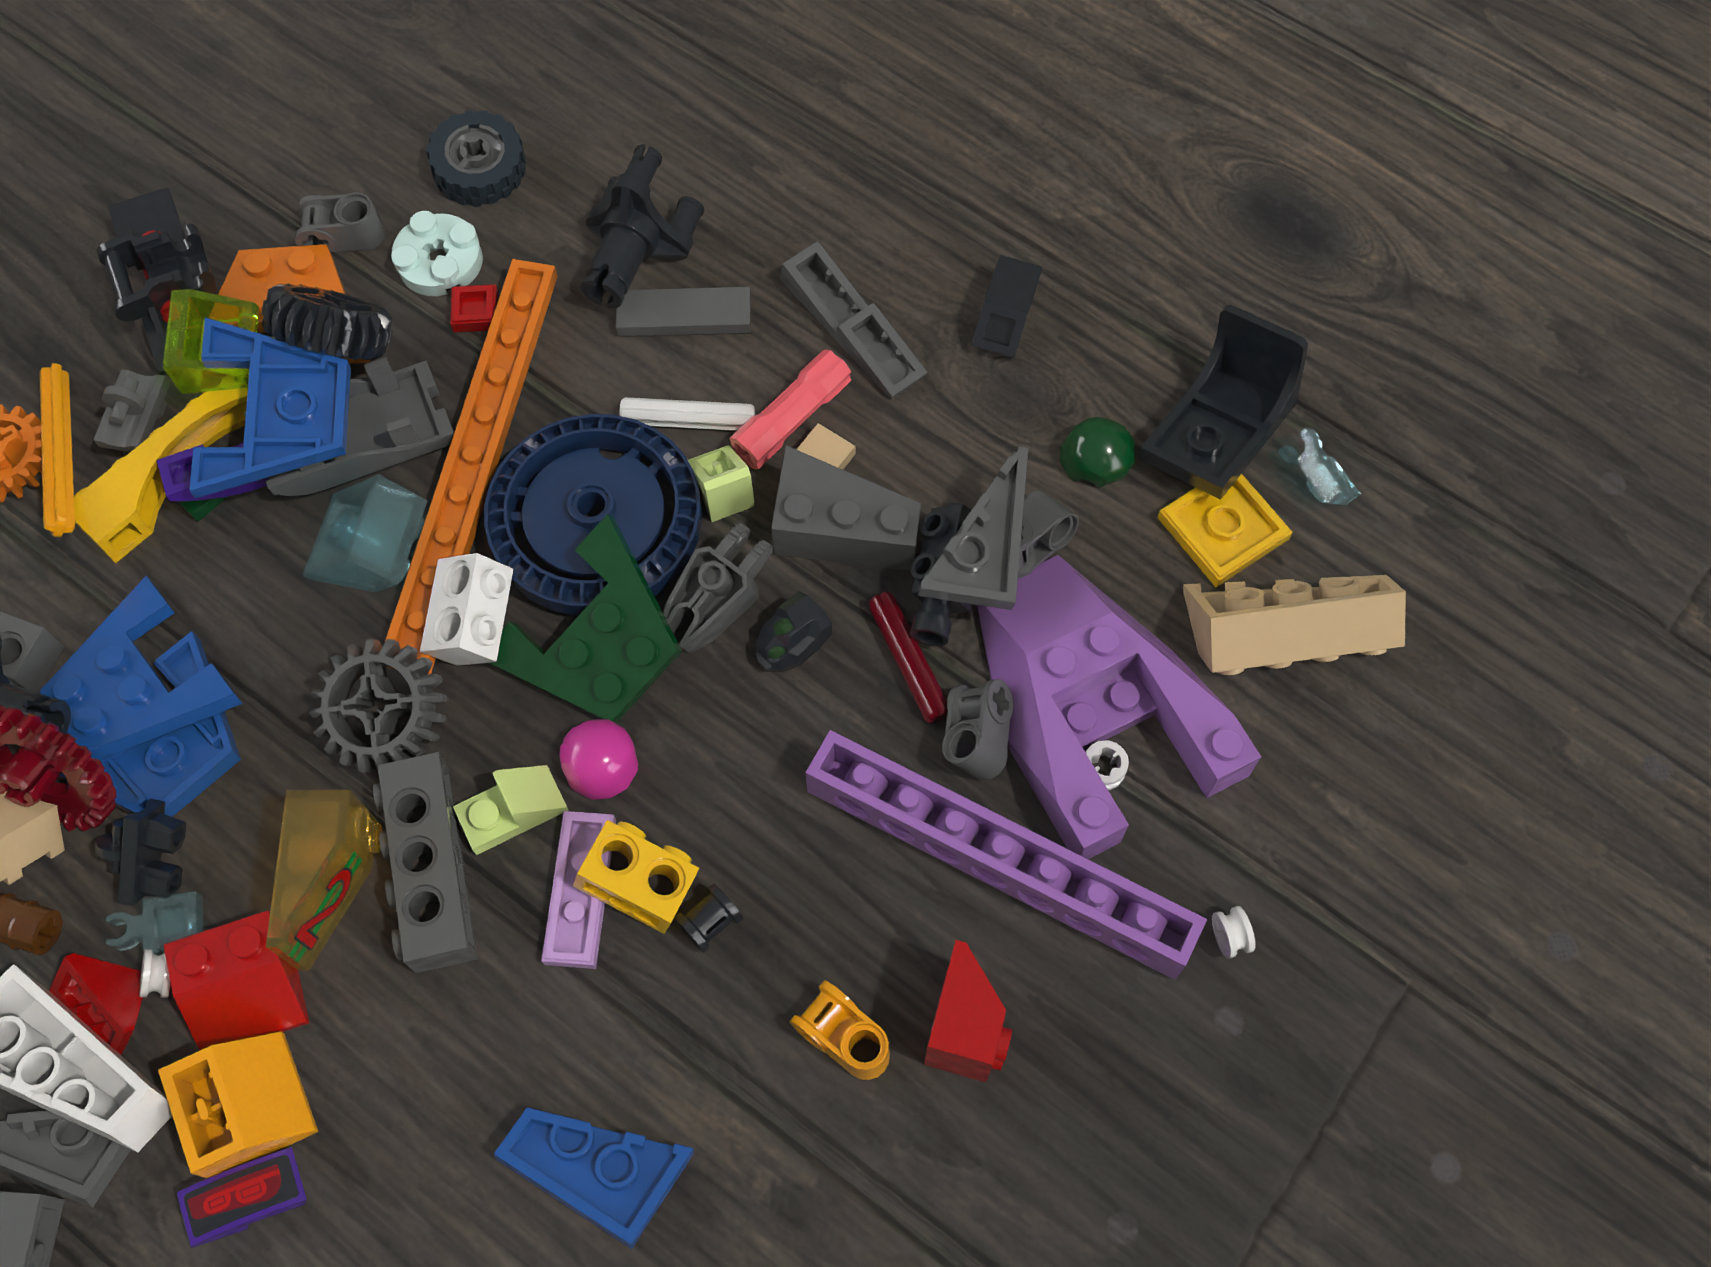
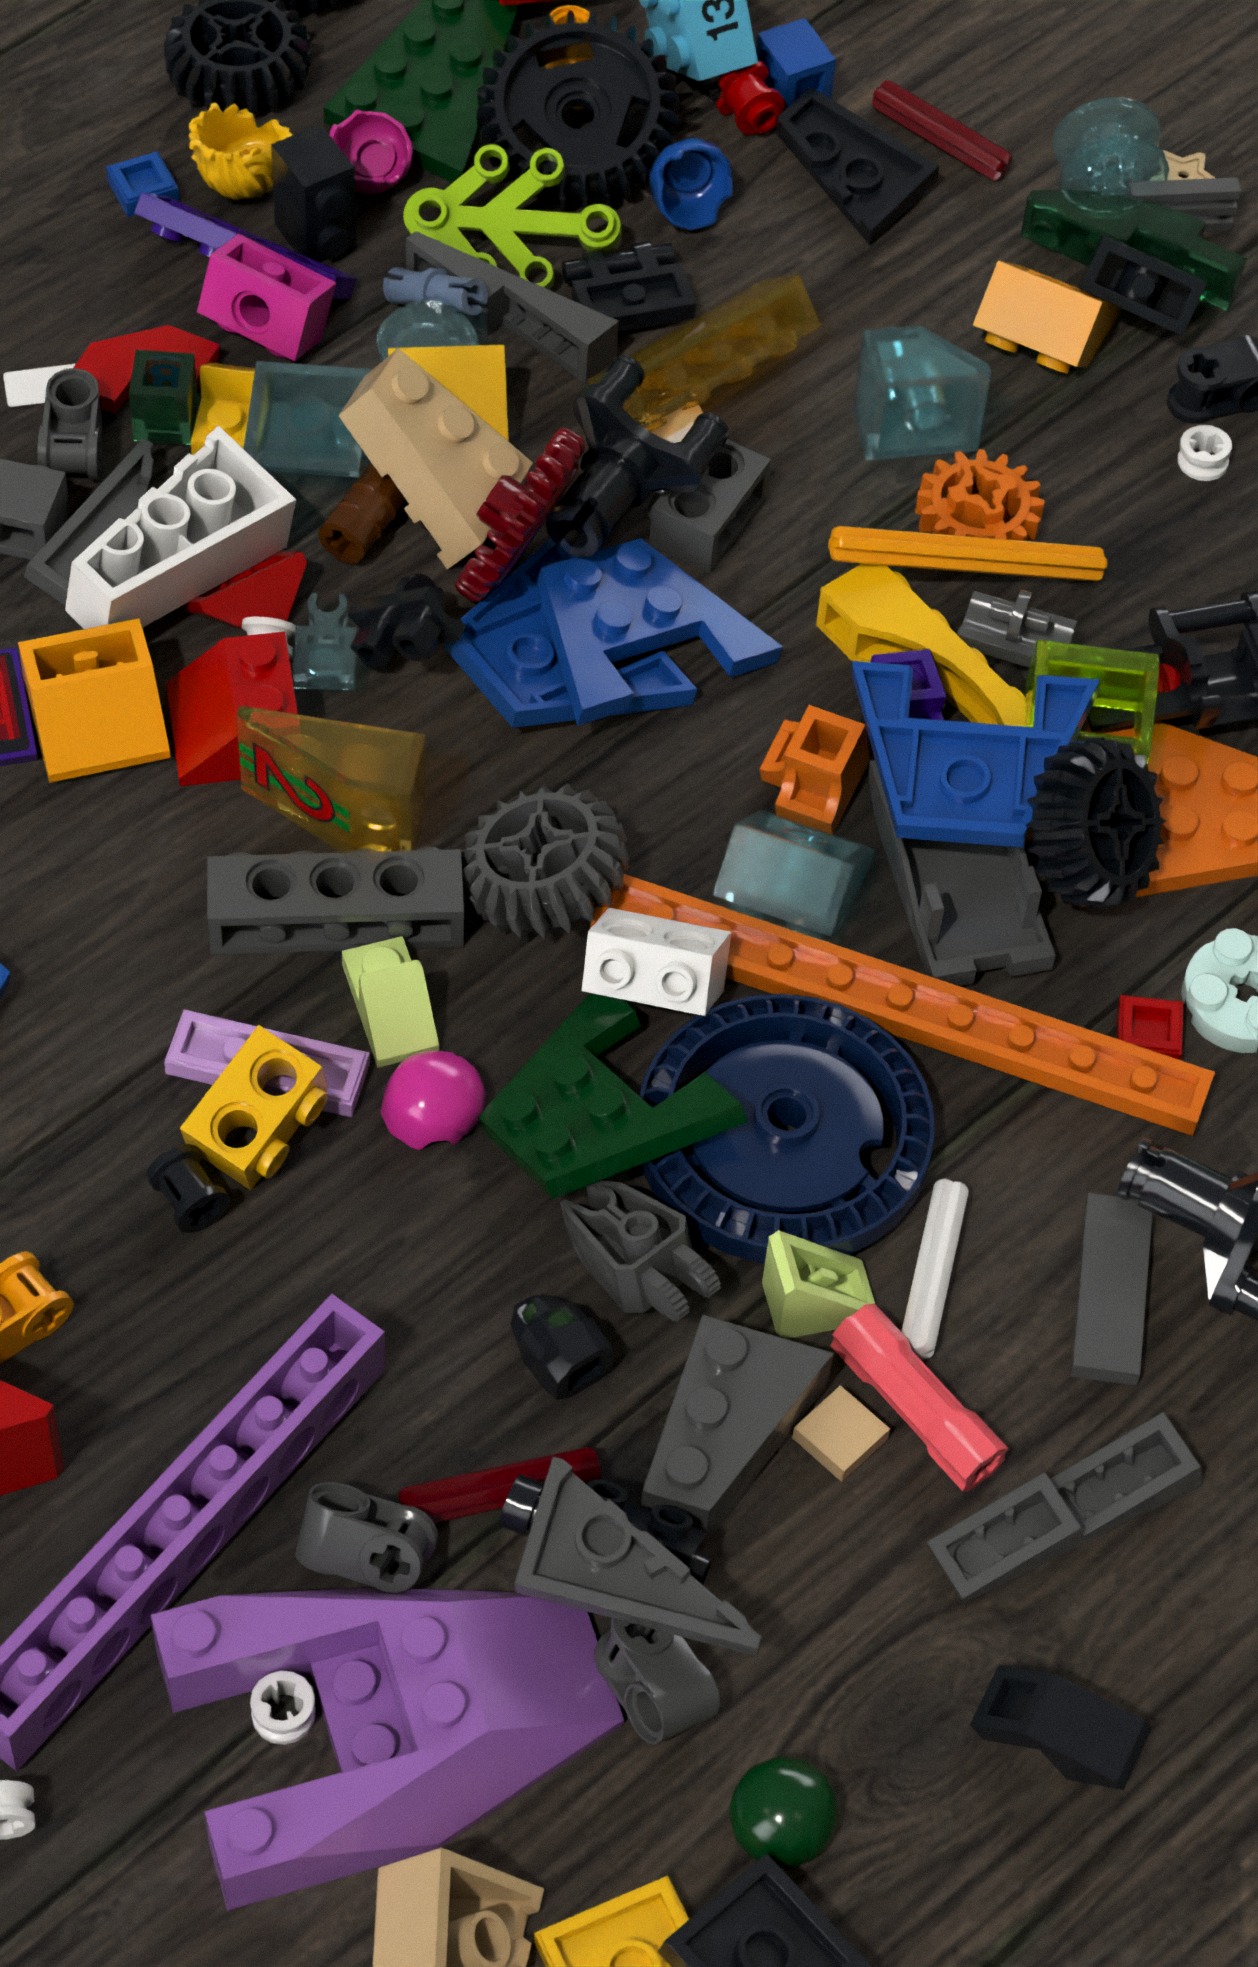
camera: 95 degrees right, 10 degrees down
(266, 531) = (816, 767): none -> orange brick

